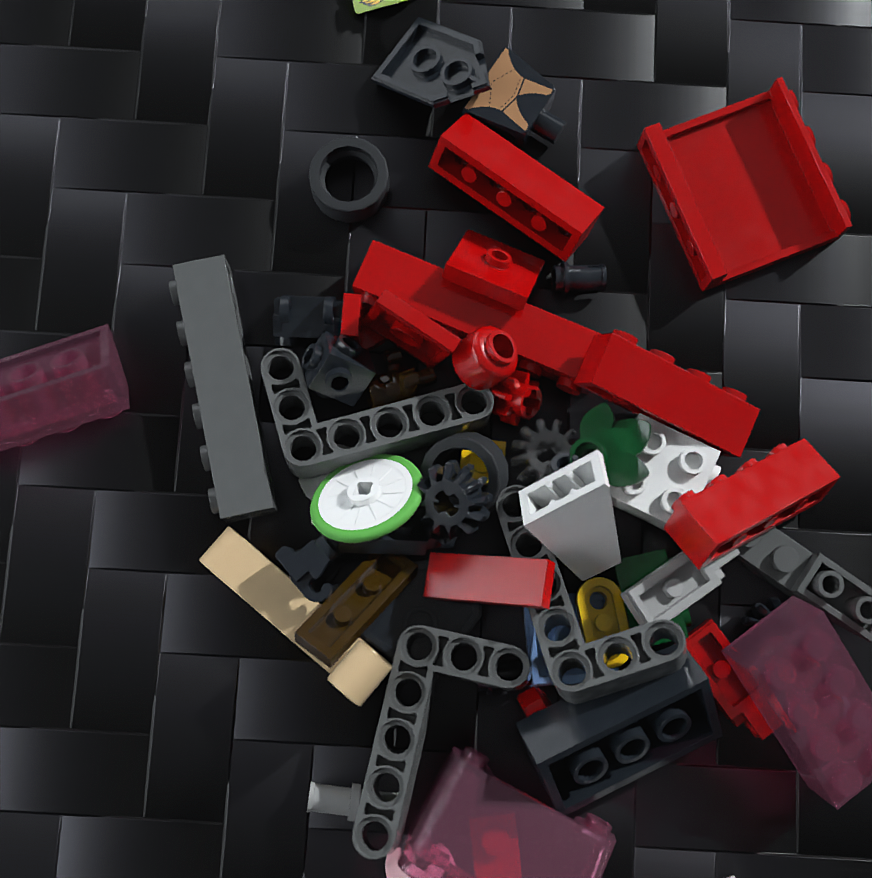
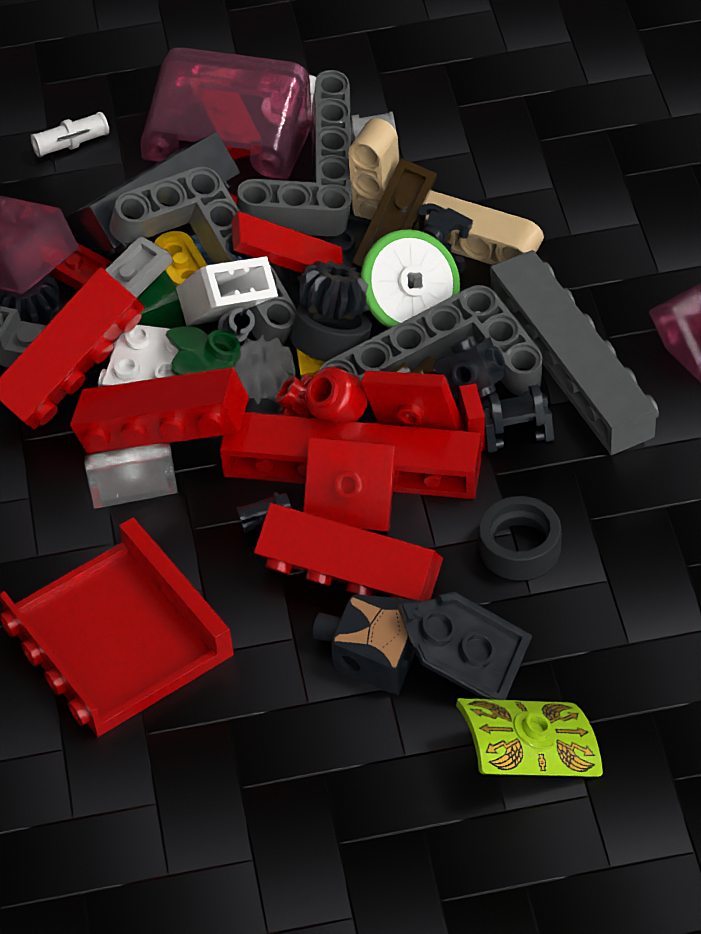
camera: 175 degrees right, 30 degrees down
(717, 352) = (130, 474): none -> clear slope

